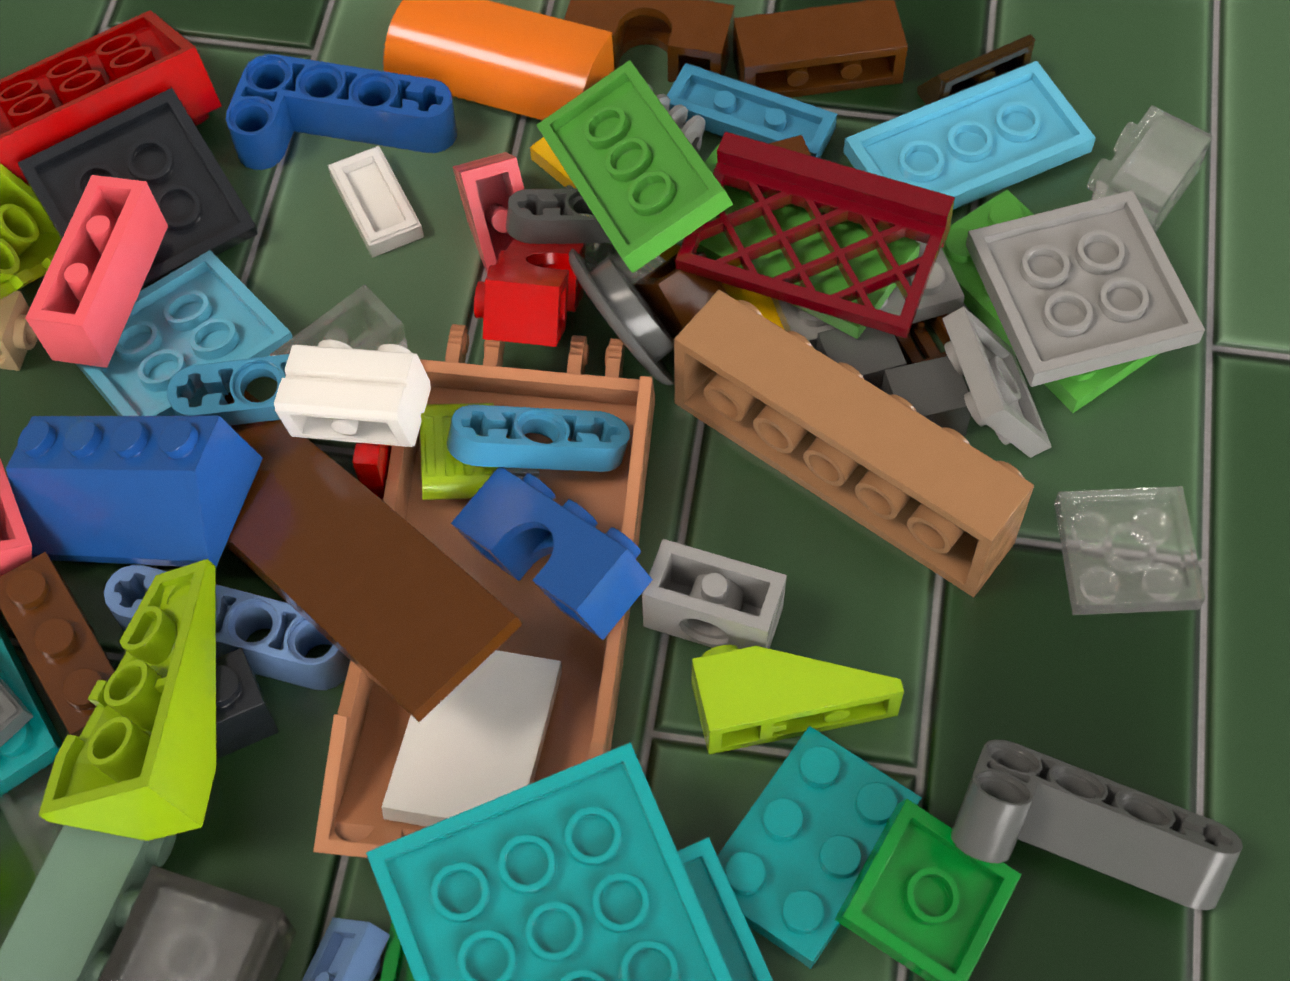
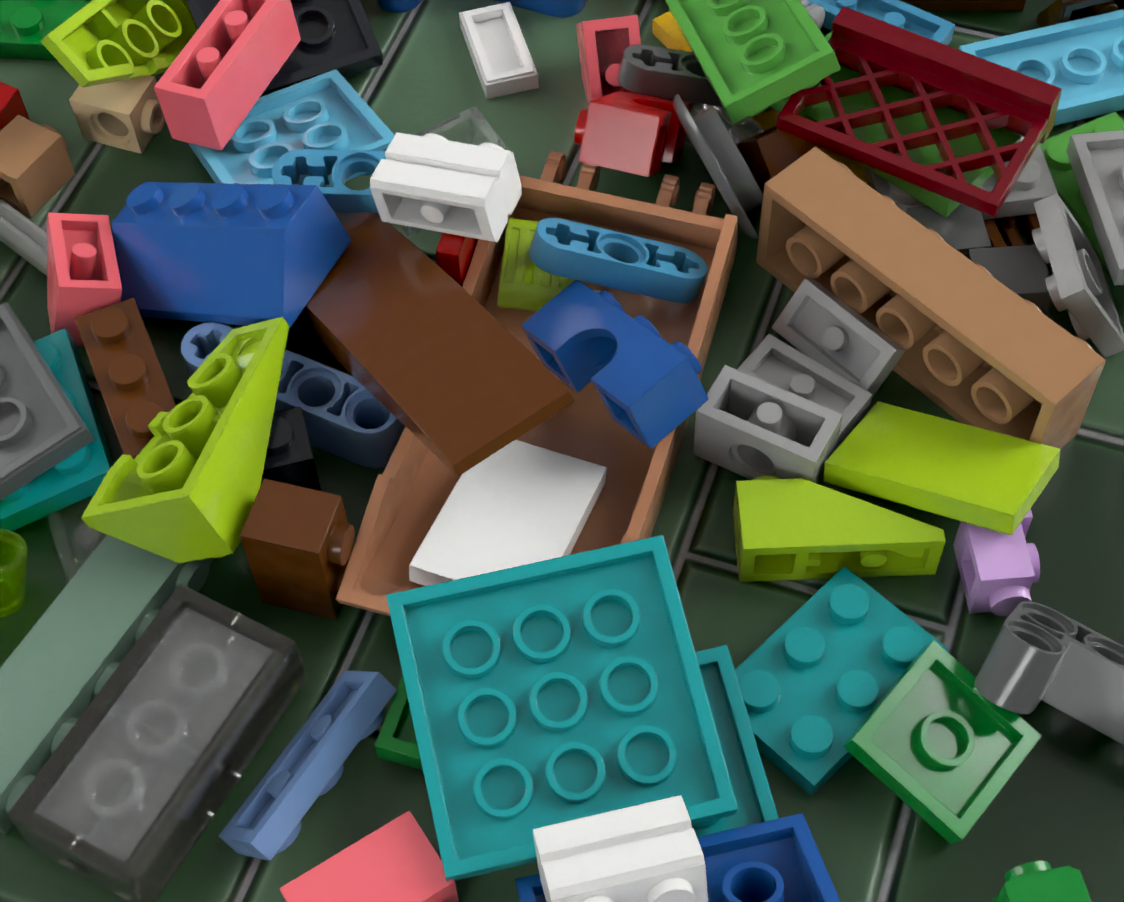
camera: 10 degrees right, 5 degrees down
(265, 802) = (298, 547): none -> reddish brown brick
(741, 535) = (799, 374): none -> light grey plate
(768, 482) = (837, 336): none -> light grey plate
(890, 609) = (943, 467): none -> lime tile
(955, 698) = (996, 567): none -> lavender brick

